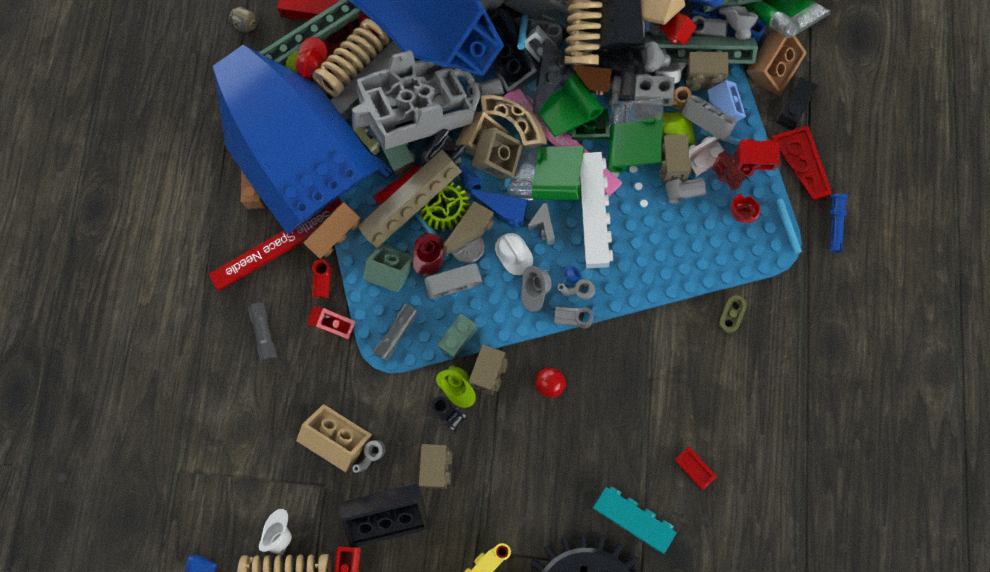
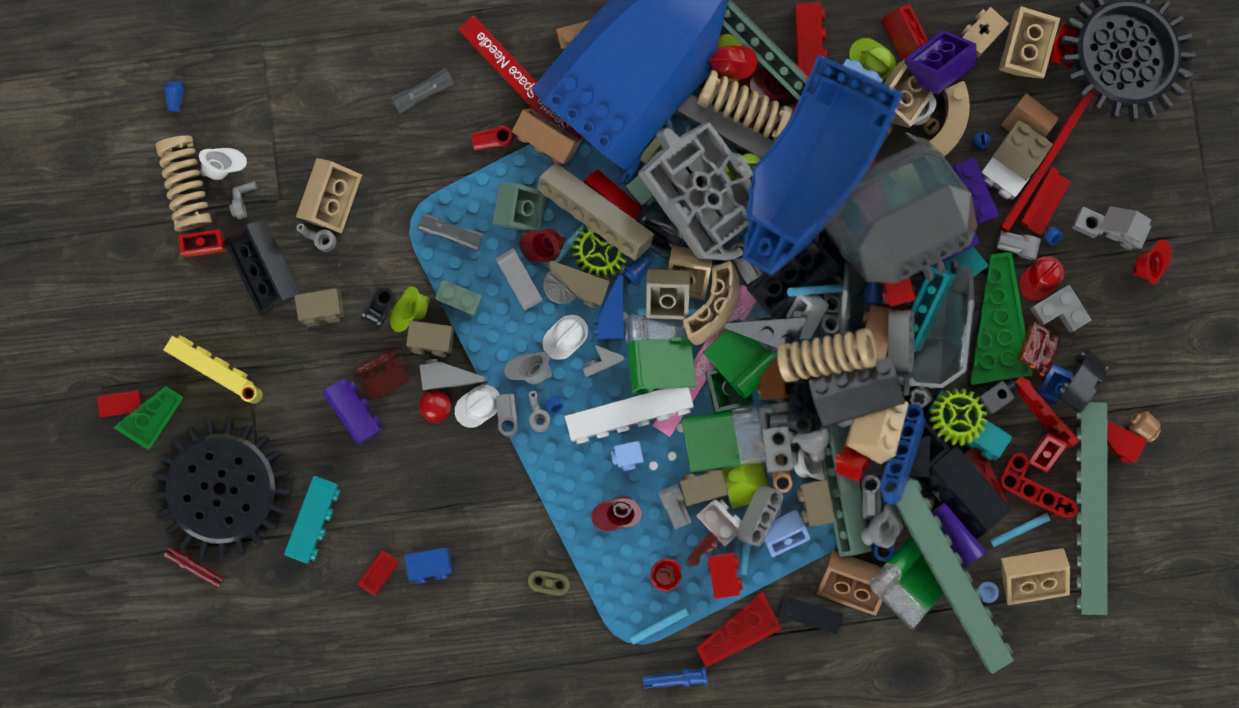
camera: 70 degrees right, 10 degrees up
(322, 526) = (237, 207): none -> light grey plate
(330, 322) = (447, 160): red slope -> none
(516, 421) = (387, 379): none -> clear red plate
(524, 367) = (442, 375): none -> light grey slope
(540, 457) = (353, 411): none -> dark purple slope
(558, 344) = (476, 406): none -> white piece
(633, 216) = (627, 455): none -> light blue brick
(682, 237) = (616, 514): none -> dark red piece
(698, 416) = (429, 564): none -> blue brick

